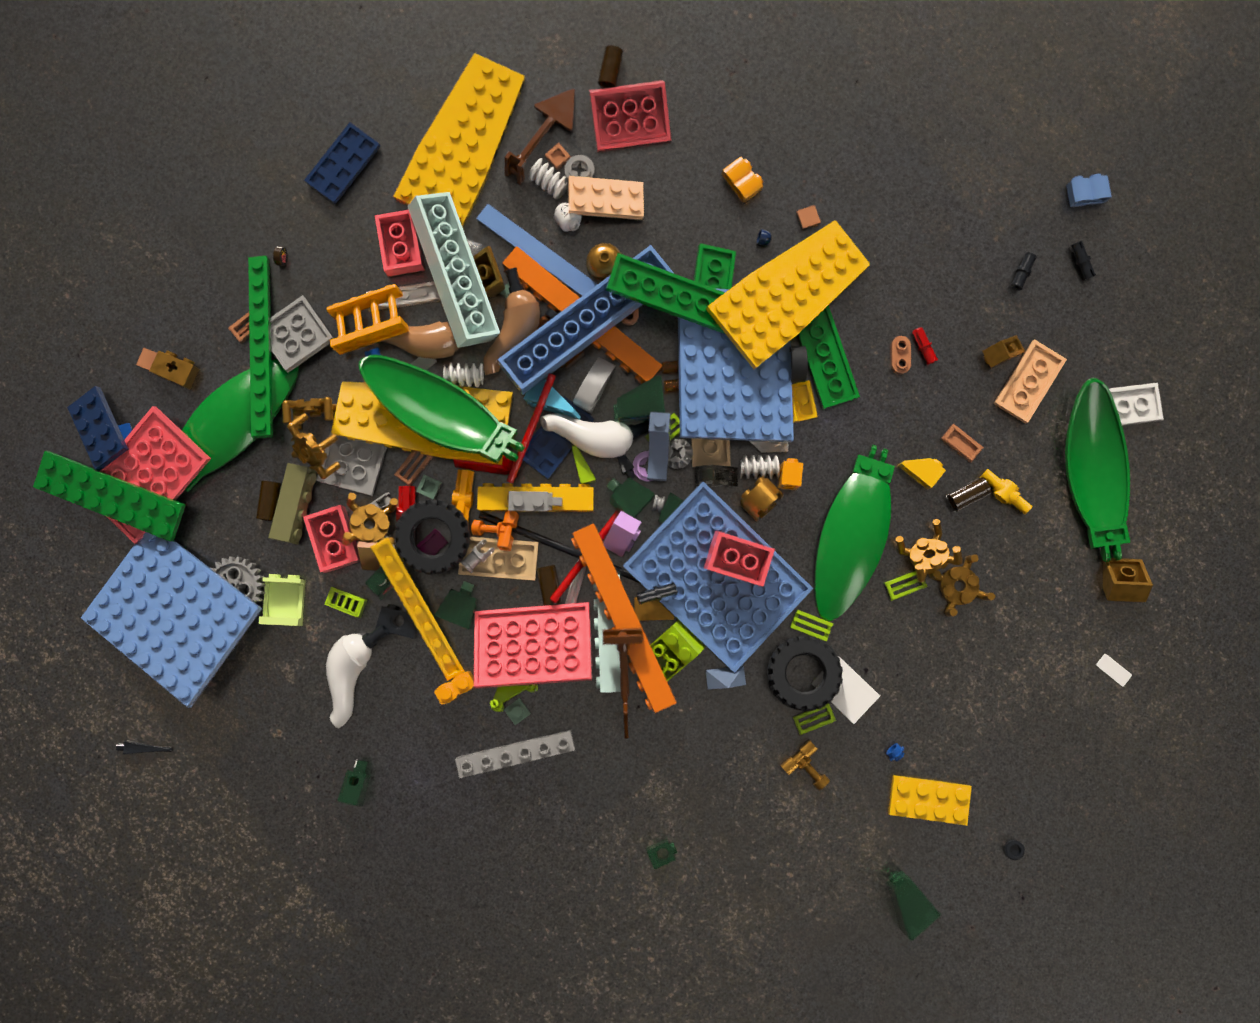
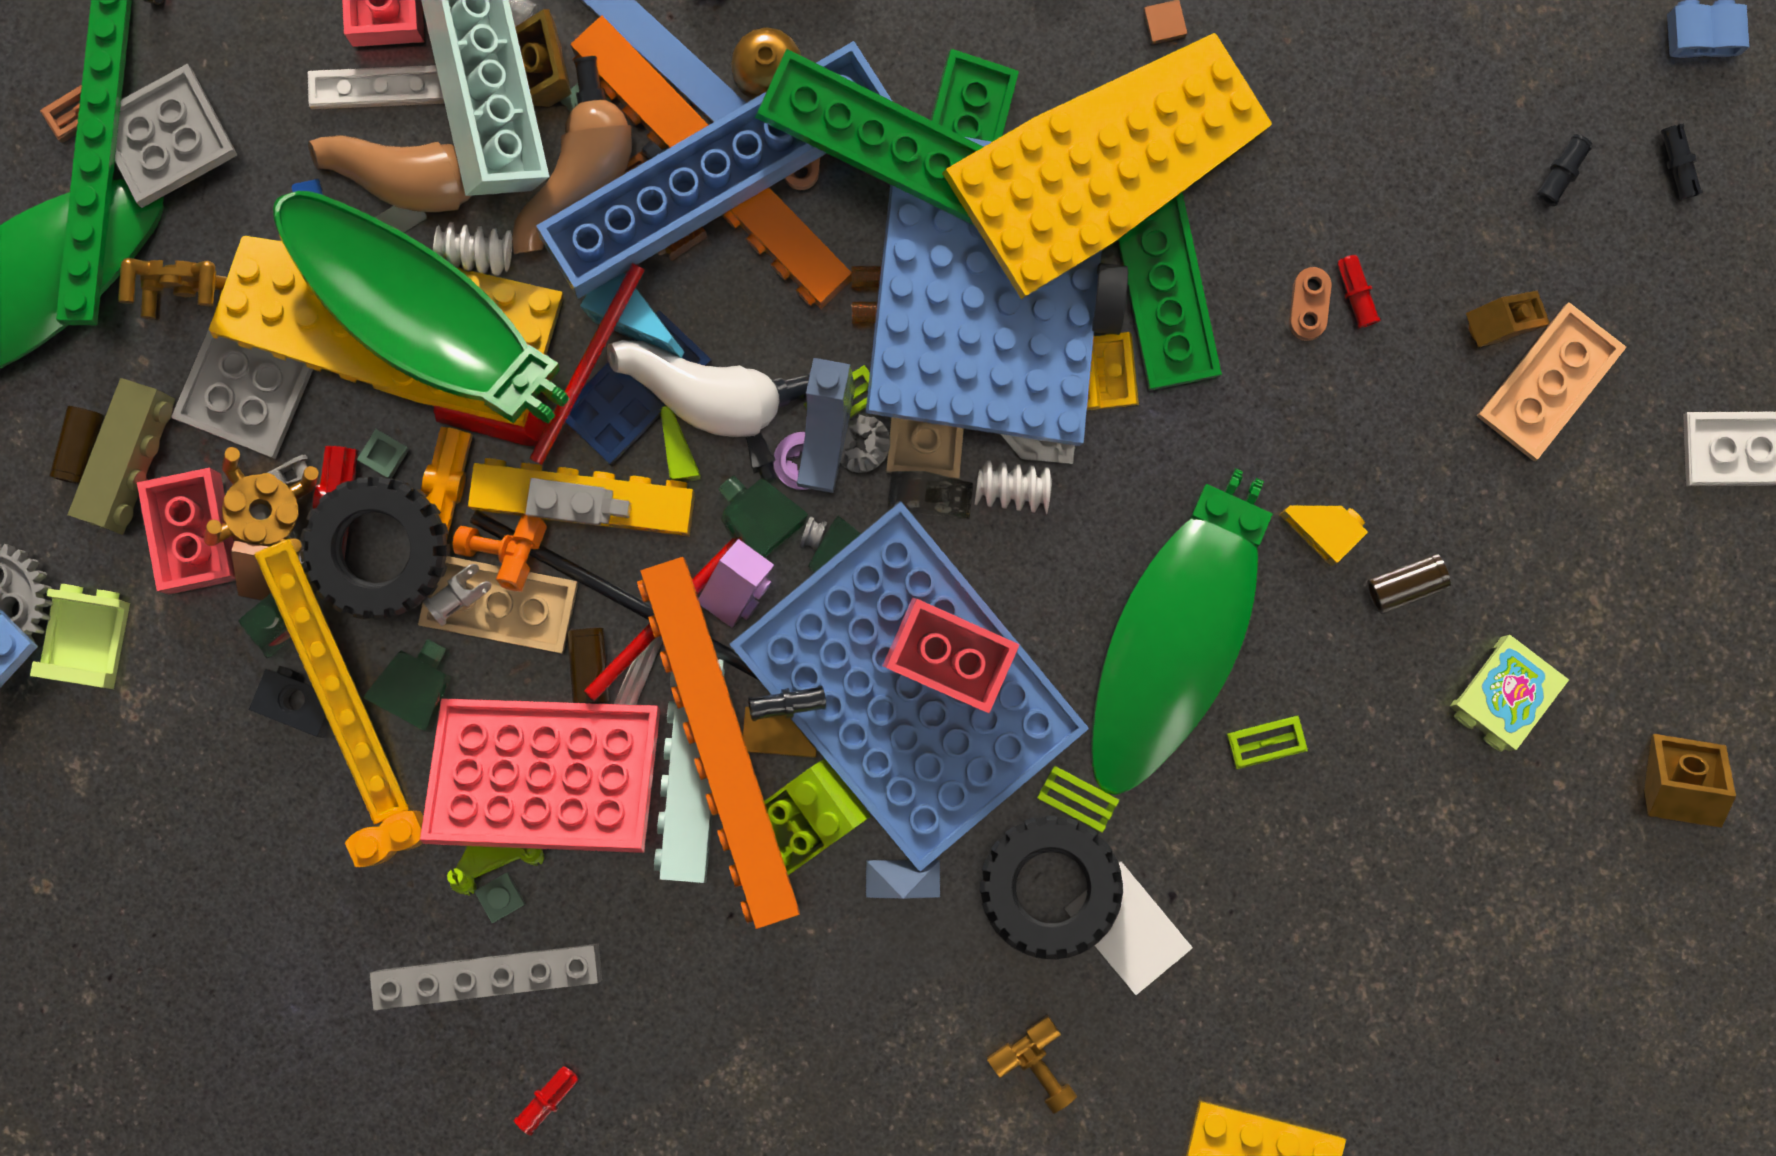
camera: 10 degrees right, 0 degrees up
(308, 450) = (161, 359): pearl gold plate -> none
(343, 667) = (180, 776): white animal -> none
(352, 793) = (171, 1016): clear green torso -> none
(360, 606) = (226, 666): lime slope -> none
(378, 331) = (307, 152): light orange fence -> none
(414, 465) = (366, 423): nougat tile -> none
(433, 543) = (377, 561): dark pink tile -> none
(554, 814) = (546, 1100): none -> red axle
(594, 385) = (717, 296): light grey beam -> none
(623, 638) = (710, 780): reddish brown piece -> none
(640, 401) = (797, 336): clear green slope -> none
(760, 499) = (1008, 546): pearl gold brick -> none
(764, 237) = (1075, 51): dark blue hinge -> none
(790, 474) = (1069, 507): light orange brick -> none
(798, 724) = (1032, 984): lime tile -> none
(895, 752) = (1208, 1058): blue plate -> none
(930, 546) = (1310, 674): pearl gold plate -> none
(961, 443) = (1407, 485): nougat tile -> none
(970, 582) = (1391, 752): pearl gold plate -> none
(1006, 491) = (1480, 586): yellow pin -> none
(1028, 546) = (1508, 694): none -> panel
(1099, 468) = (1662, 561): green windscreen -> none
(1114, 670) = (1647, 950): white sticker -> none

